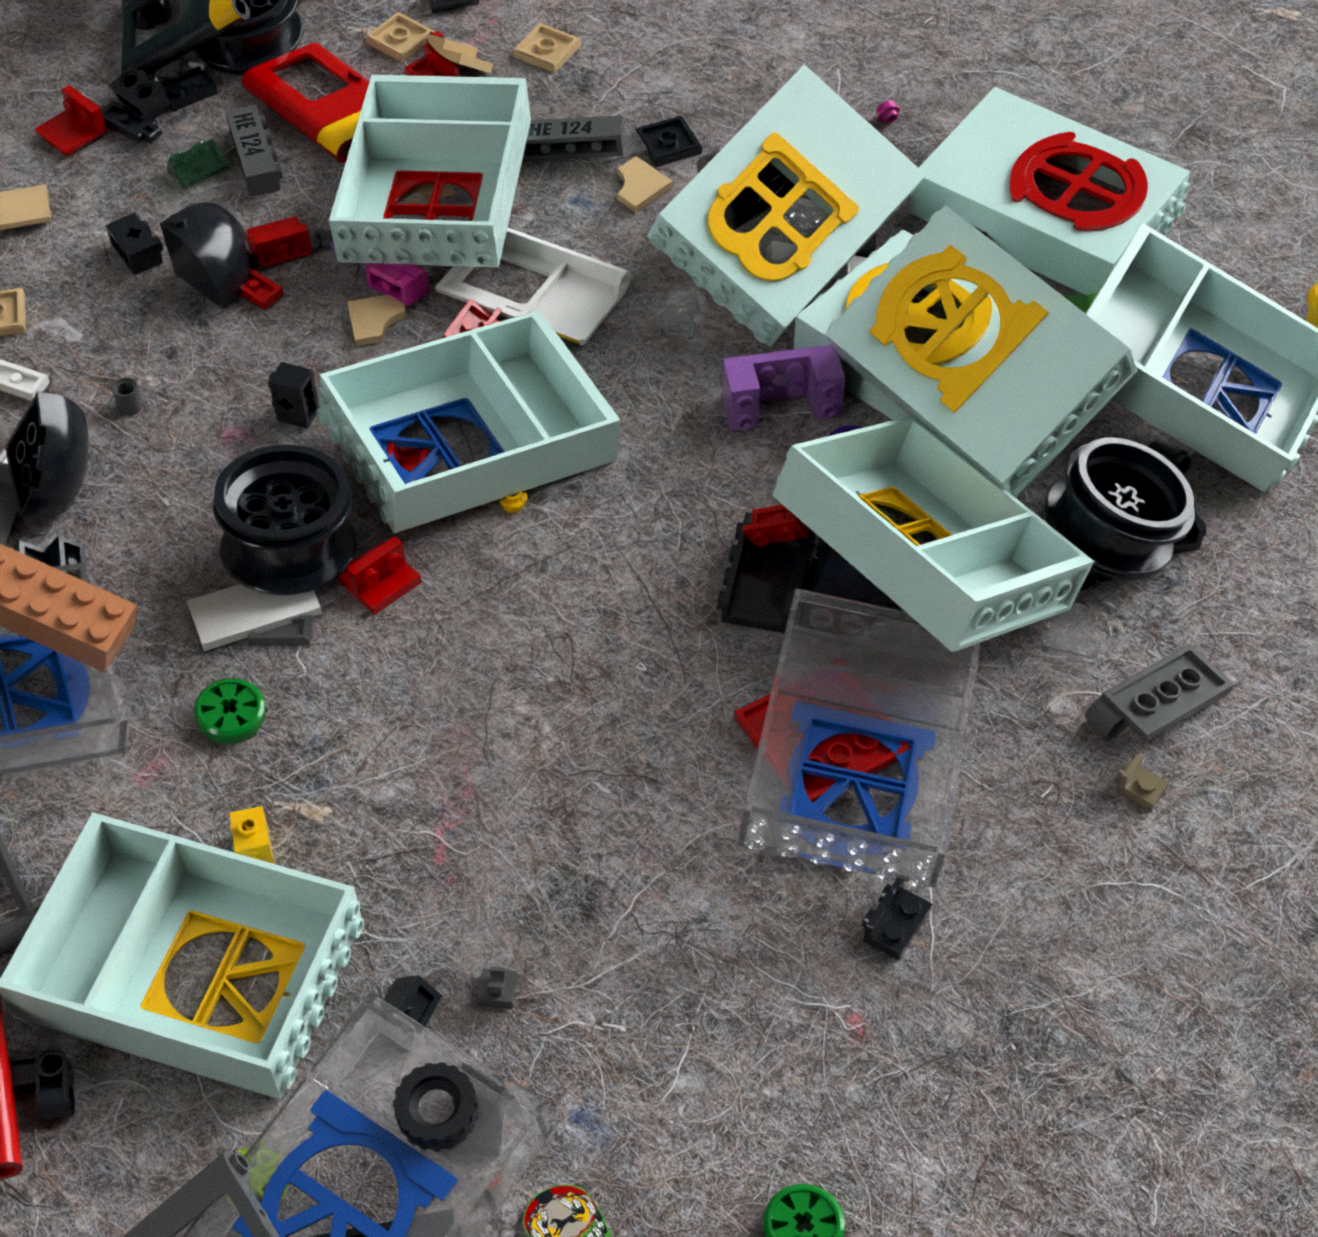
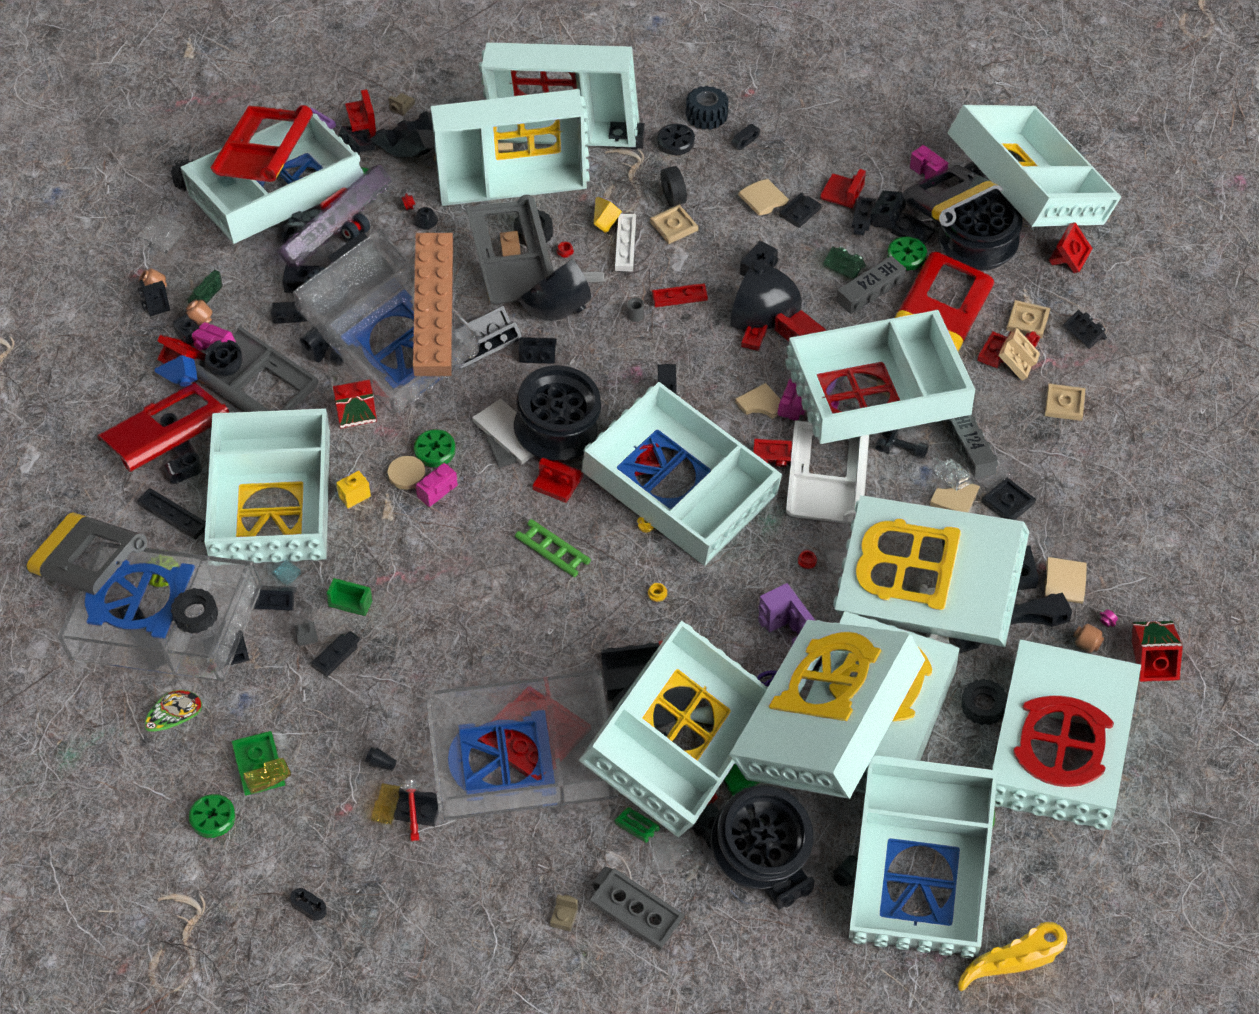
camera: 70 degrees right, 0 degrees up
(70, 180) = (800, 210): none -> black plate
(85, 783) = (354, 403): none -> slope
(94, 36) = (927, 162): none -> dark pink brick
(123, 529) = (537, 350): none -> black bracket
(129, 345) = (679, 295): none -> red tile
(142, 1130) = (172, 513): none -> black plate
(216, 99) = (913, 246): none -> green wheel
(253, 762) = (406, 472): none -> tan tile
(307, 724) = (436, 484): none -> dark pink brick
(360, 982) = (287, 572): none -> clear light blue tile
(463, 901) = (349, 597): none -> green panel
(489, 633) = (554, 558): none -> bright green bar
(521, 216) = (884, 446): none -> black bar
(556, 956) = (335, 653): none -> black hinge
(605, 171) = (952, 473): none -> clear bracket
(639, 520) = (657, 588): none -> yellow plate
(664, 349) = (807, 559): none -> red plate
(727, 1124) = (253, 753): none -> green plate
(768, 1111) = (269, 775): none -> clear yellow slope
(789, 945) = (380, 759): none -> black cone
(876, 963) = (386, 804): none -> clear yellow slope
(877, 903) = (410, 787): none -> red piece
(911, 135) = (1088, 638): none -> nougat head
(953, 82) = (1157, 650): none -> red slope
(1017, 1115) = (311, 900): none -> black beam
(1025, 660) = (644, 833): none -> green tile

